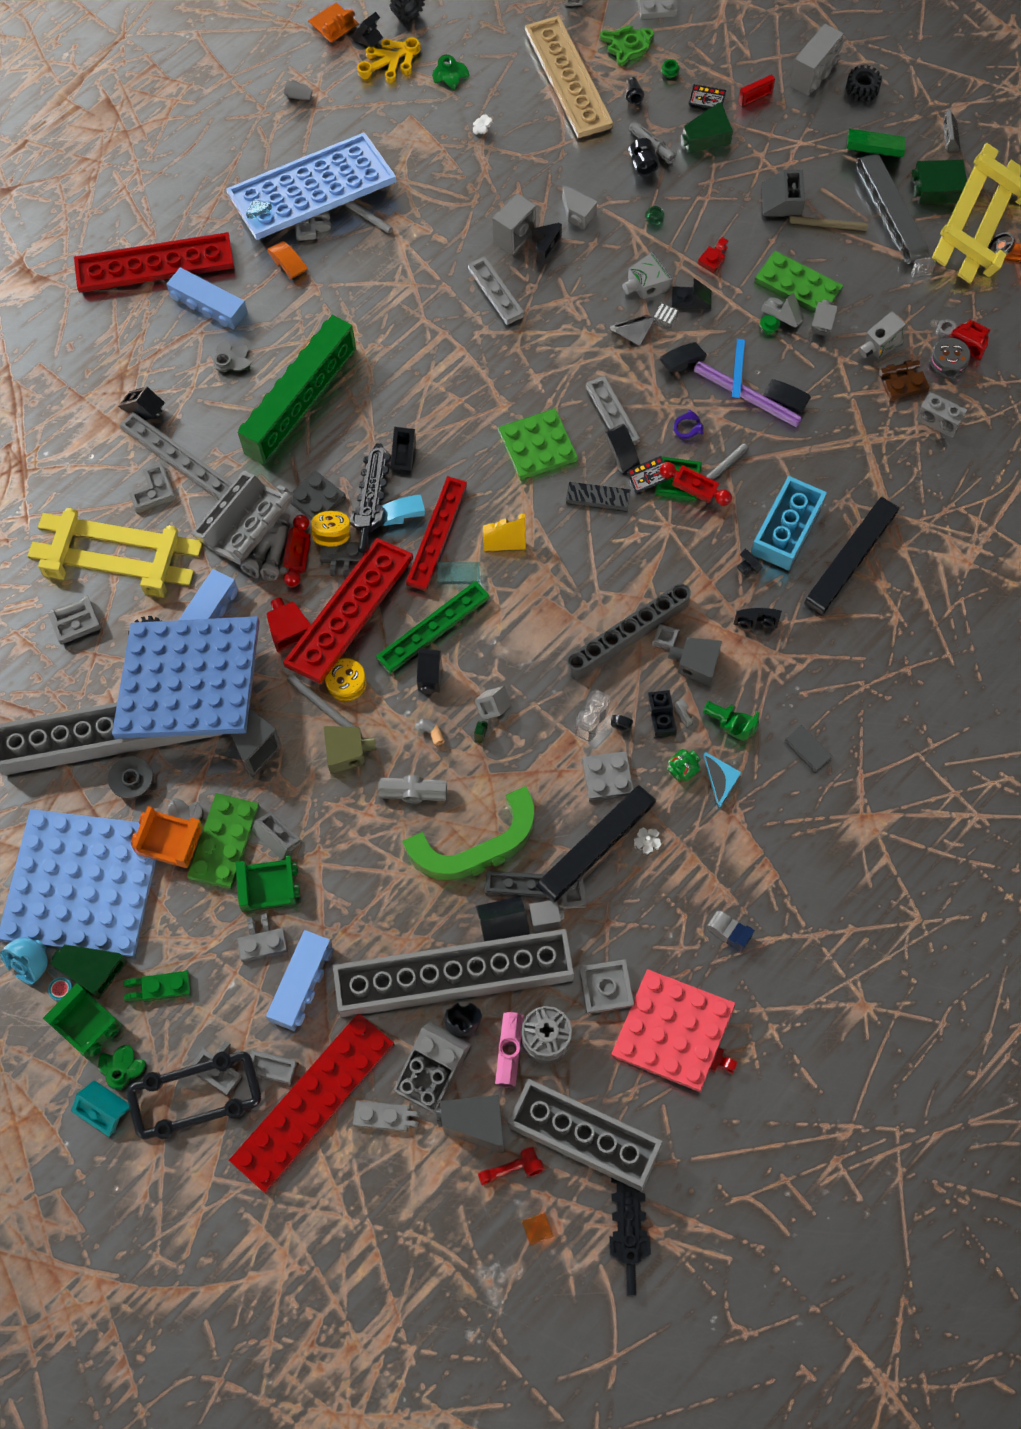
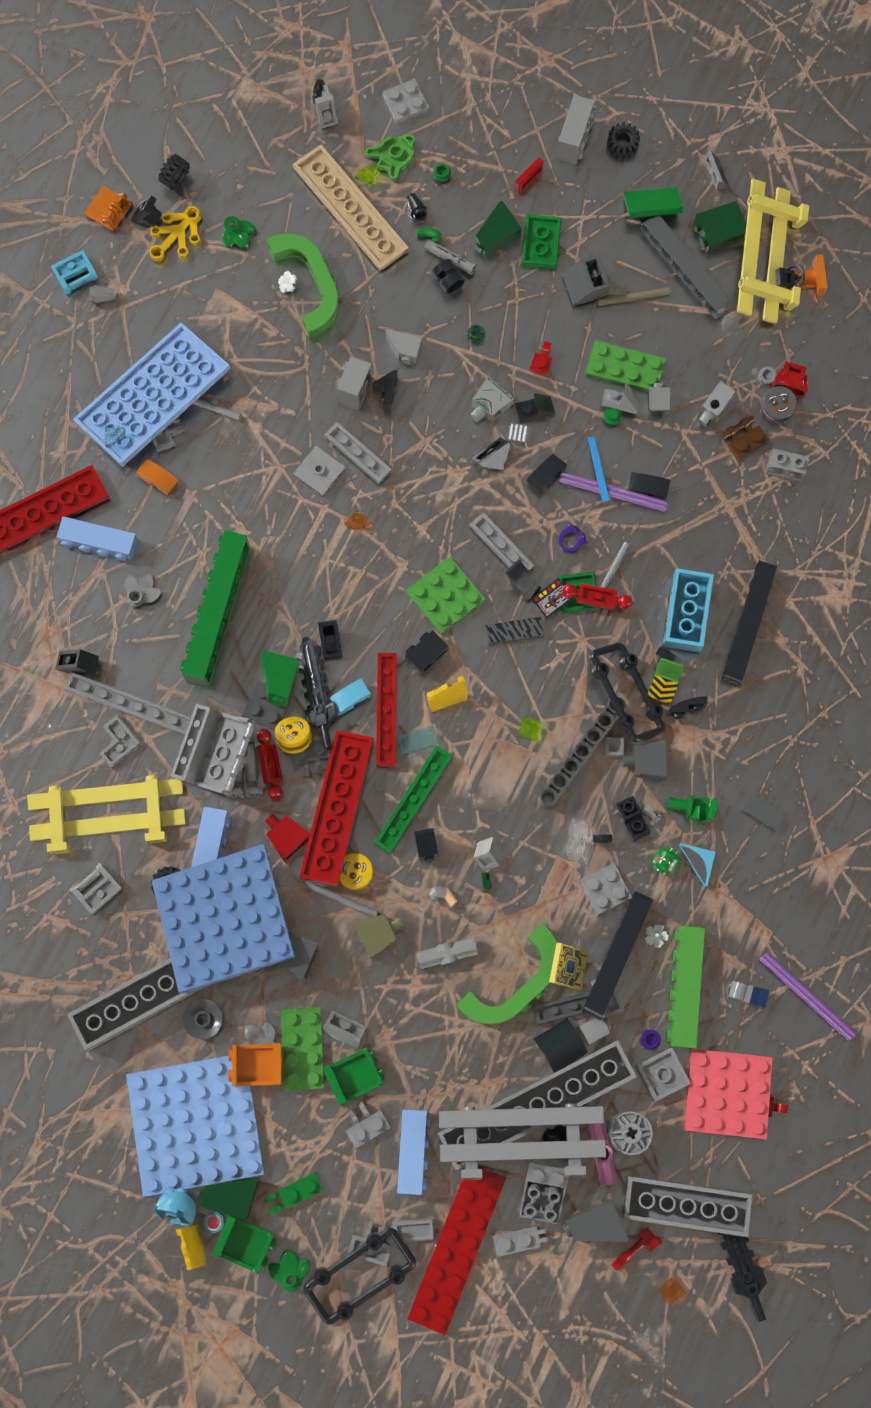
camera: 20 degrees left, 10 degrees up
(26, 1004) = (192, 1246): none -> yellow slope
(99, 1107) = (285, 1310): teal panel -> none
(278, 62) = (72, 267): none -> medium azure plate
(337, 469) = (278, 676): none -> green slope
(451, 297) = (319, 471): none -> light grey plate
(472, 353) = (357, 521): none -> clear orange tile
(472, 1023) = (571, 1149): none -> light grey fence
(498, 490) = (426, 652): none -> black brick
(502, 95) = (296, 246): none -> bright green arch
(539, 839) = (568, 966): none -> light yellow tile
(581, 594) = (529, 729): none -> clear neon green tile
(596, 53) = (367, 174): none -> clear neon green tile
(605, 946) = (650, 1039): none -> dark purple plate
(638, 116) = (431, 232): none -> green arm
(663, 902) = (686, 987): none -> bright green brick
(685, 608) = (626, 721): none -> black bar
(706, 96) = (485, 193): piece -> none
(741, 583) = (665, 680): none -> piece
(749, 152) = (541, 241): none -> green tile
(798, 955) = (808, 996): none -> medium lavender axle
(992, 240) = (785, 278): none -> black plate

